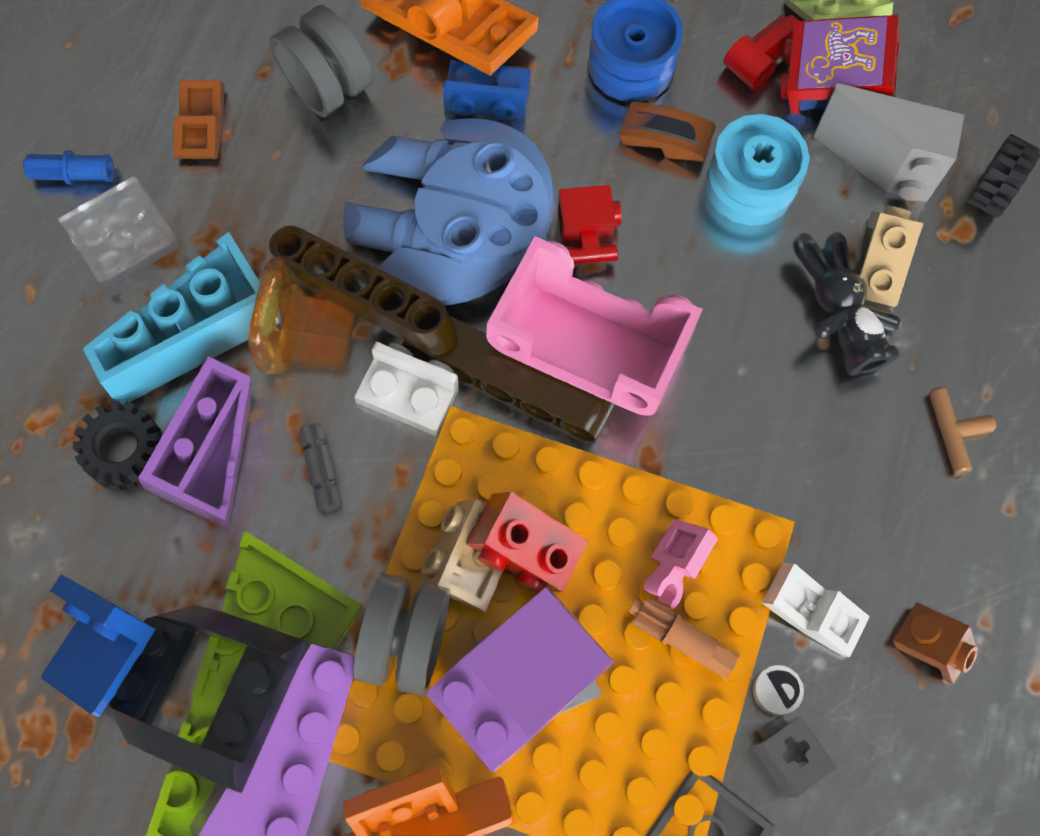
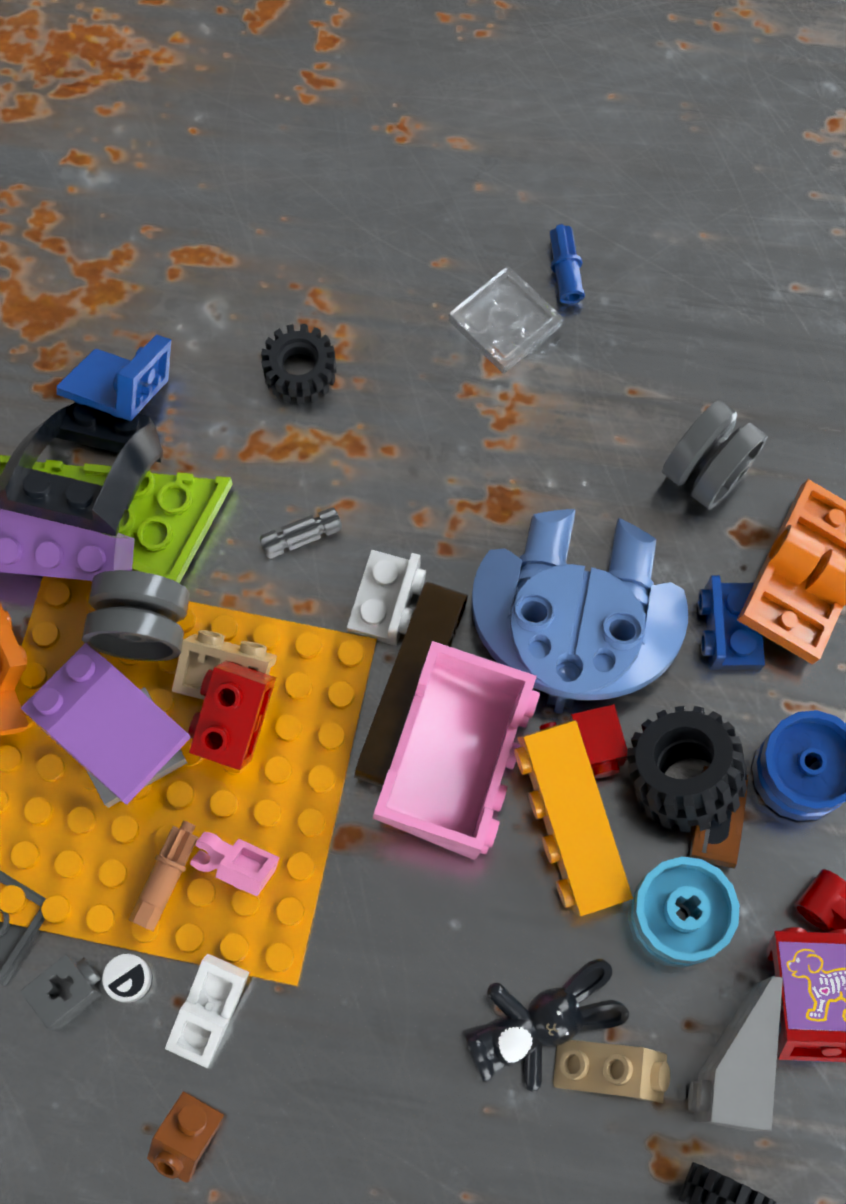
camera: 85 degrees right, 0 degrees up
(179, 327) = (418, 392): medium azure wedge -> none
(199, 119) = (639, 365): dark orange slope -> none
(203, 445) = (301, 429): medium lavender wedge -> none
(313, 329) = (433, 504): clear orange piece -> none
(341, 276) = (497, 483): dark brown beam -> none
(611, 111) = (683, 737): none -> black tyre
(662, 241) = (574, 819): none -> light orange brick
(953, 429) = (418, 1155): medium nougat piece -> none

